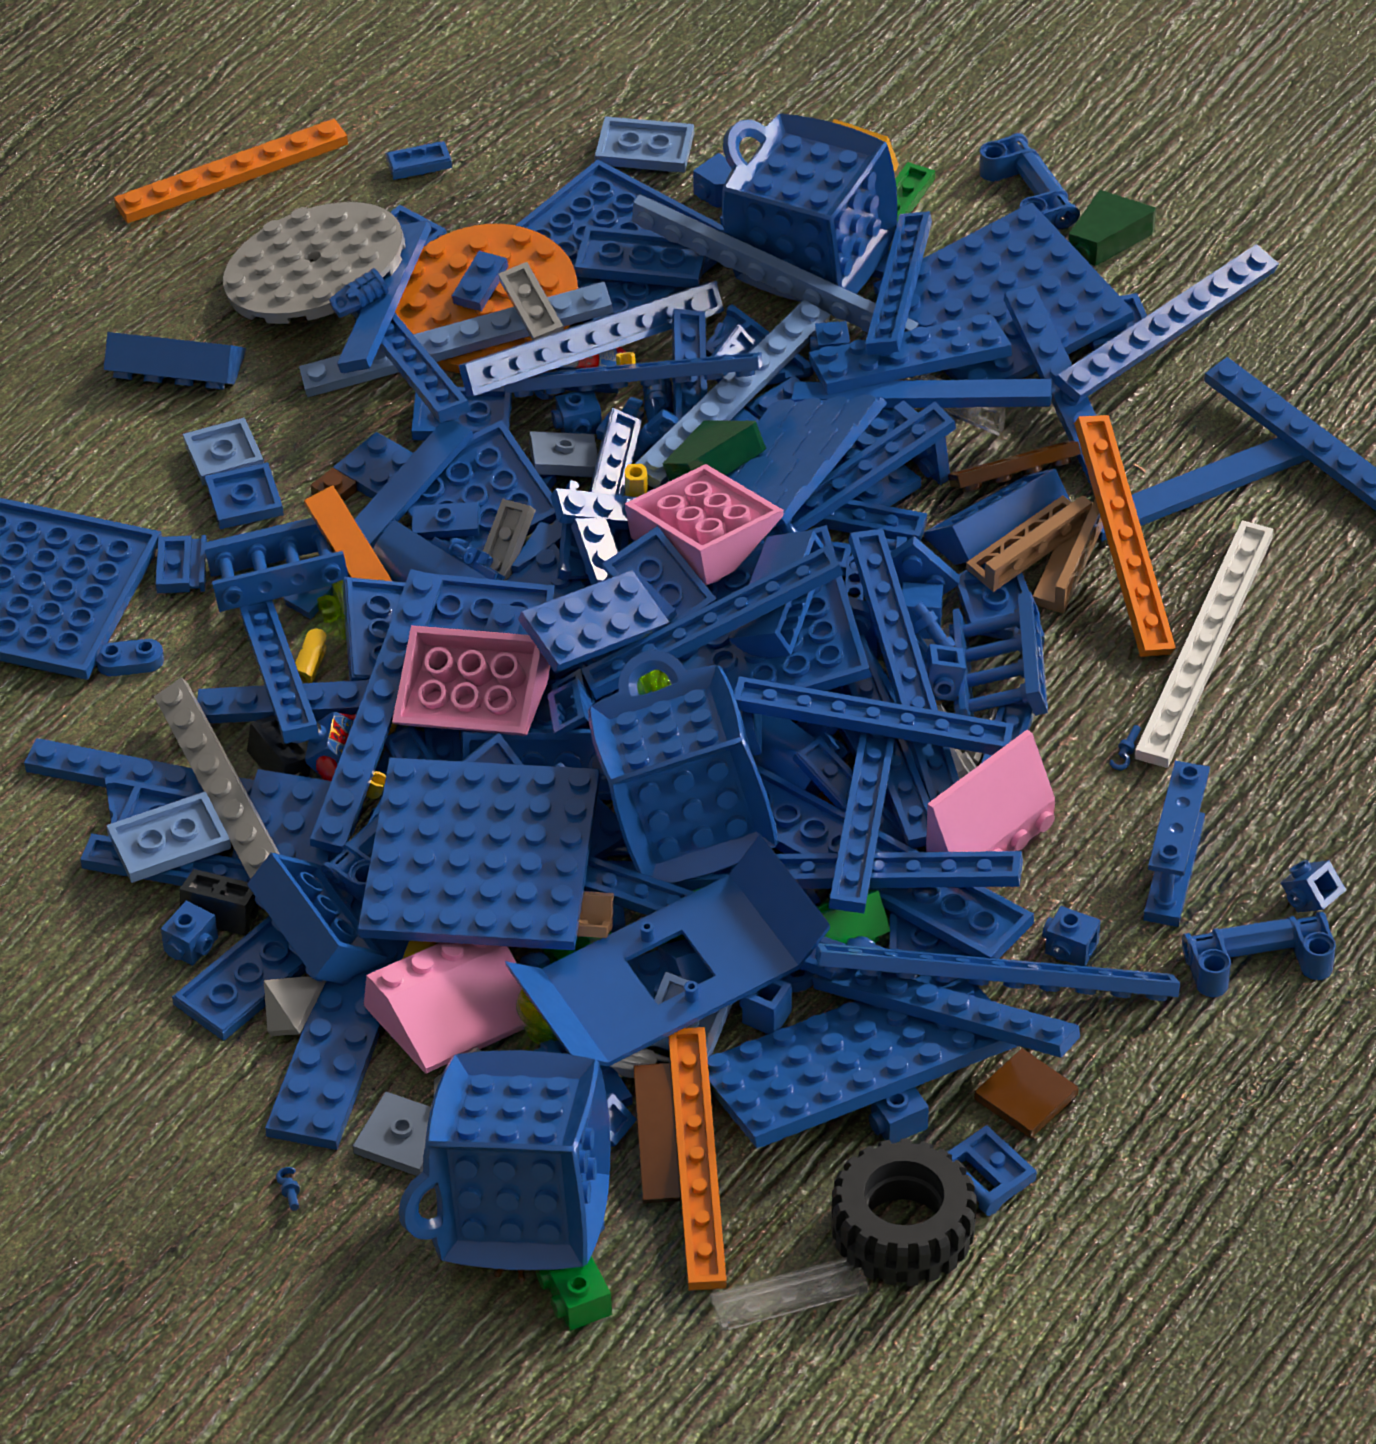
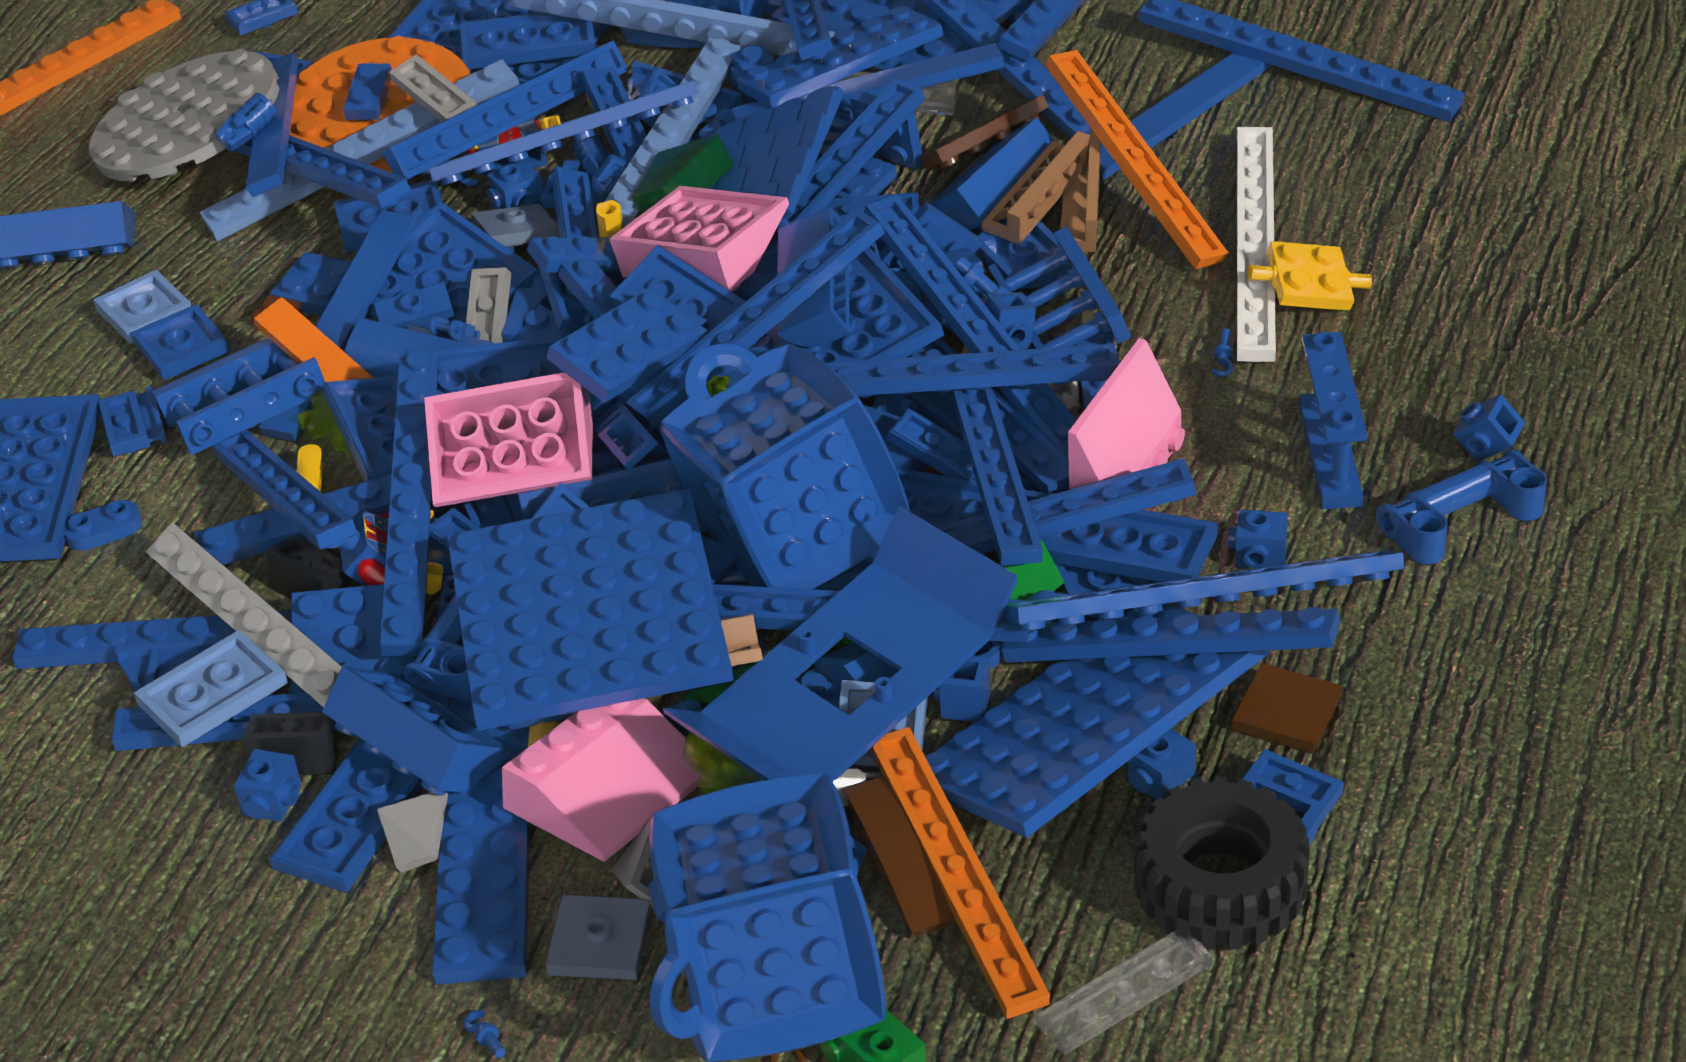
camera: 15 degrees left, 5 degrees down
(1232, 693) = (1309, 276): none -> yellow plate

